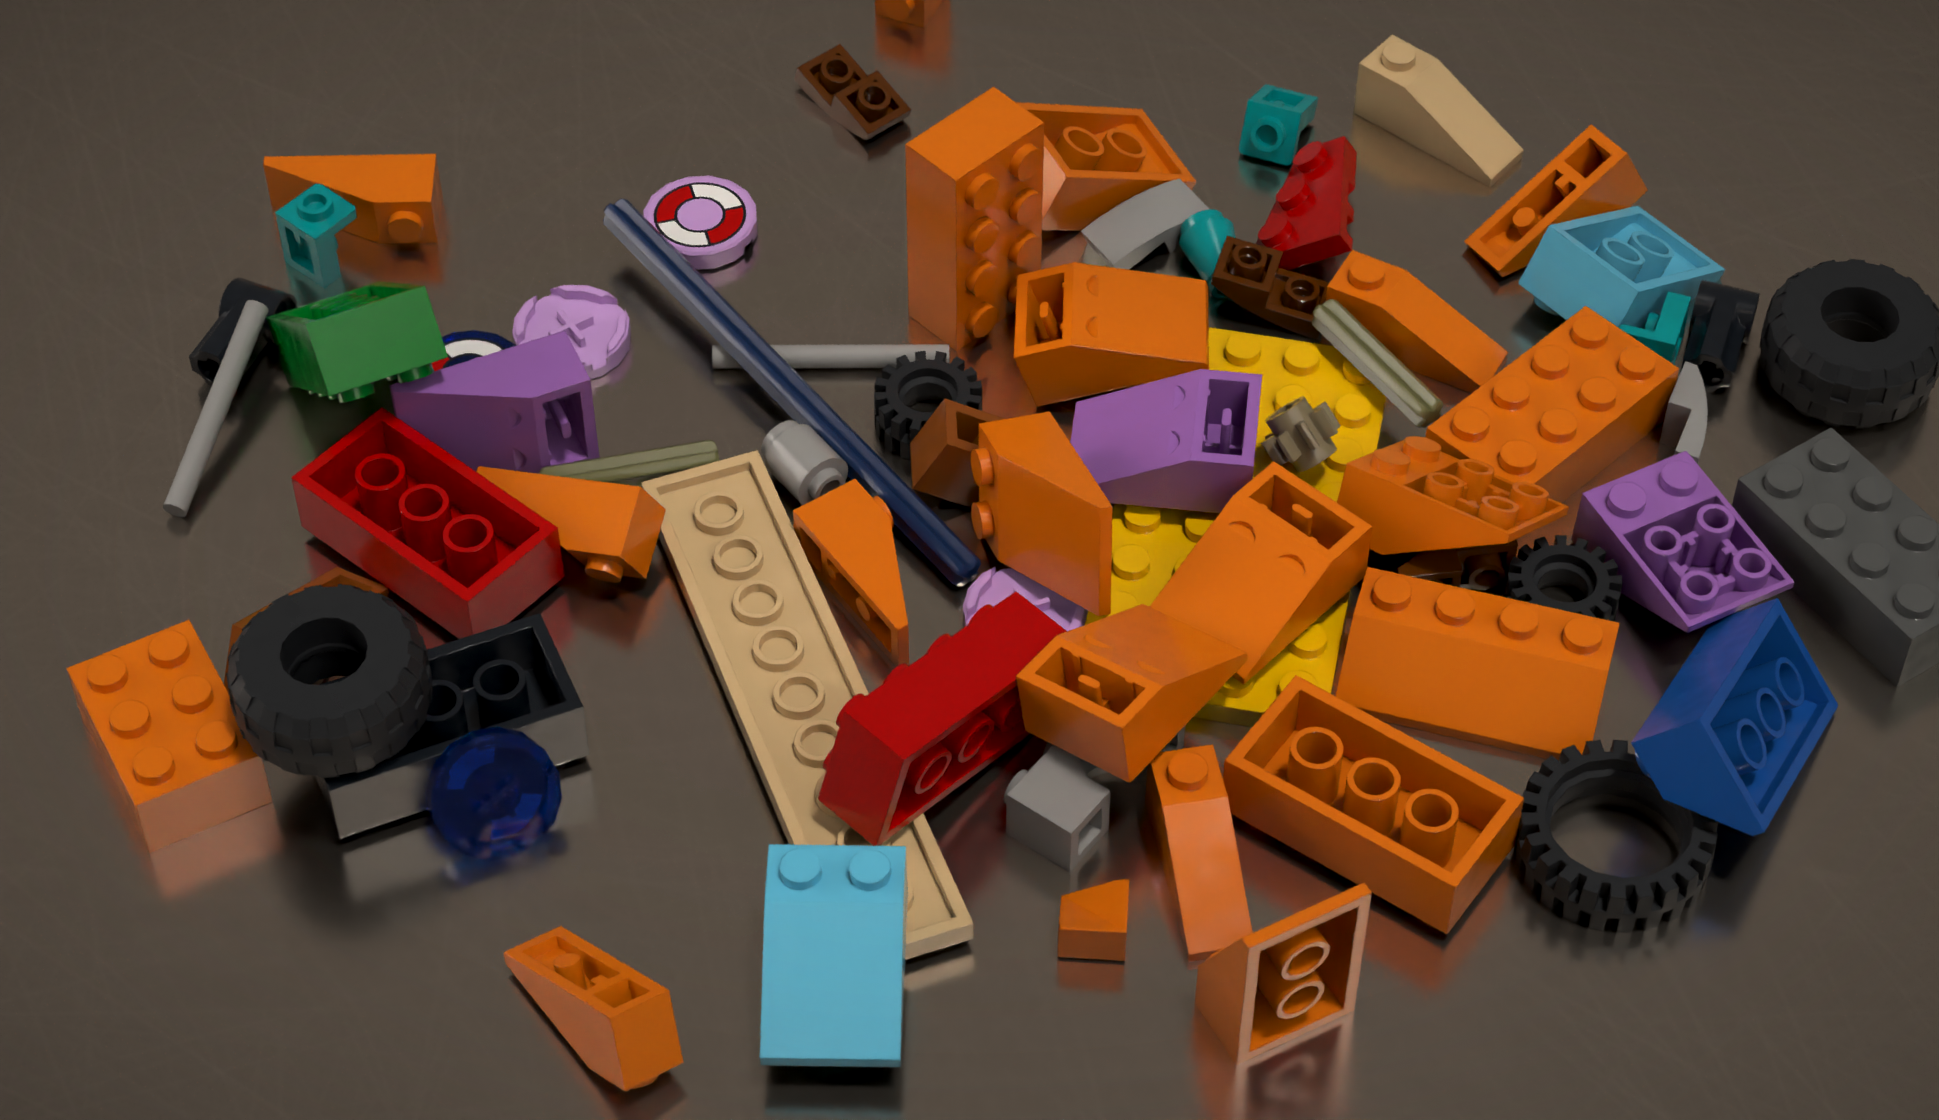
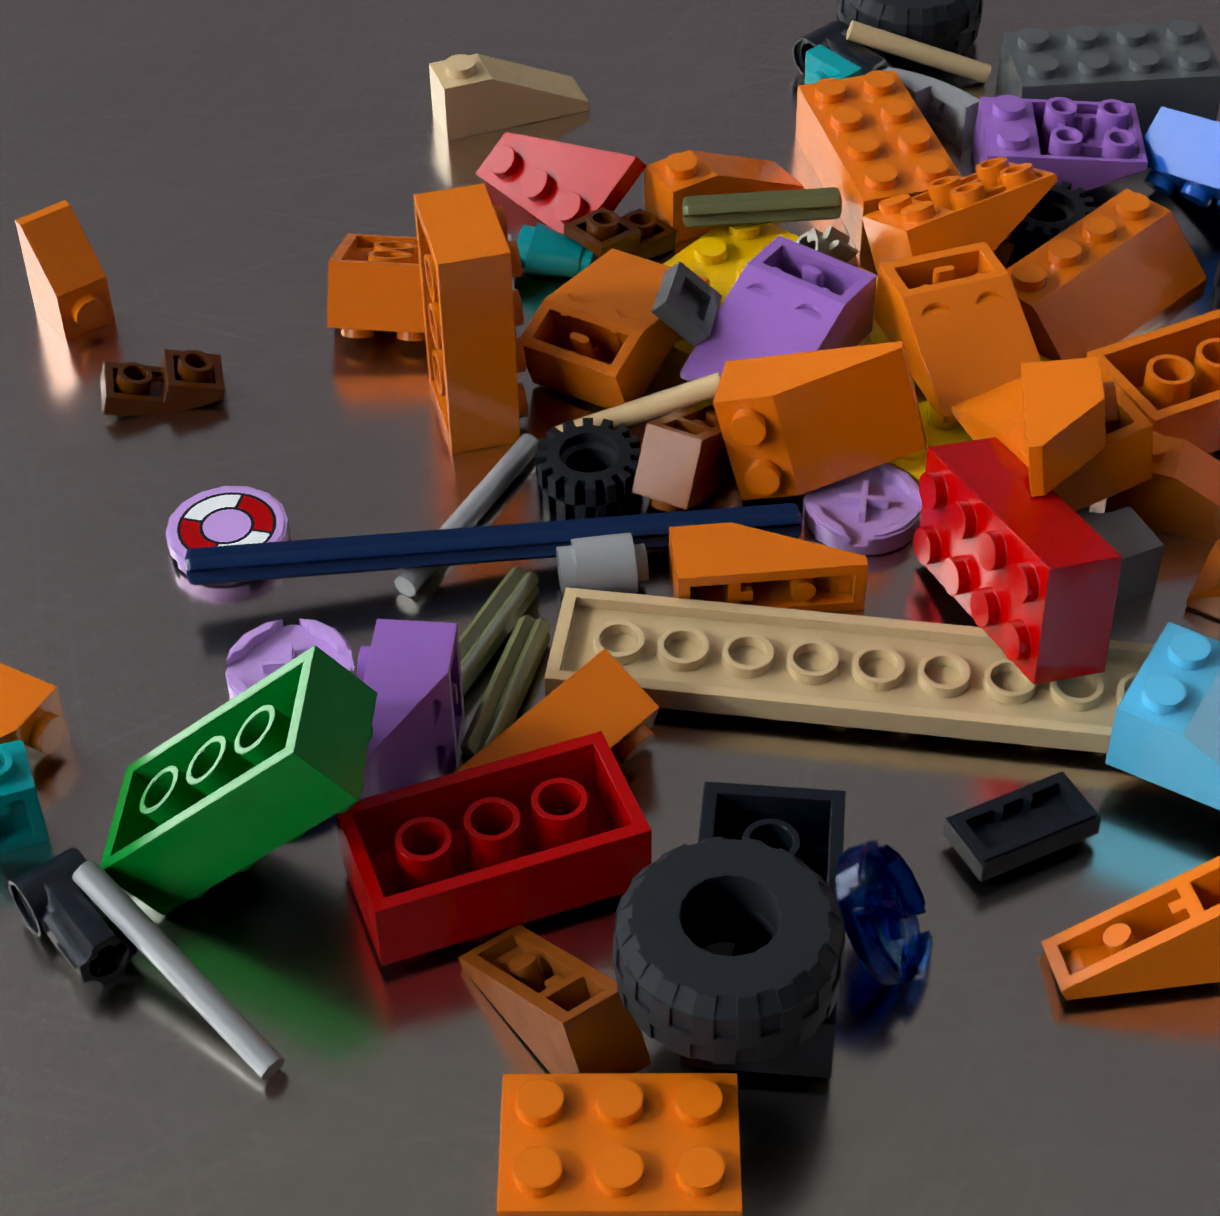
camera: 60 degrees left, 5 degrees down
(674, 428) = (495, 622): none -> olive axle
(676, 864) = (1021, 826): none -> black plate
(1014, 398) = (656, 403): none -> tan bar
(1052, 650) = (1064, 417): none -> orange slope
(1126, 356) = (686, 303): none -> dark grey plate
(1275, 122) = (436, 165): teal bracket -> none
(1580, 182) = (659, 71): orange slope -> none
(1615, 266) = (750, 80): medium azure slope -> none
(1767, 373) = (918, 52): none -> tan bar

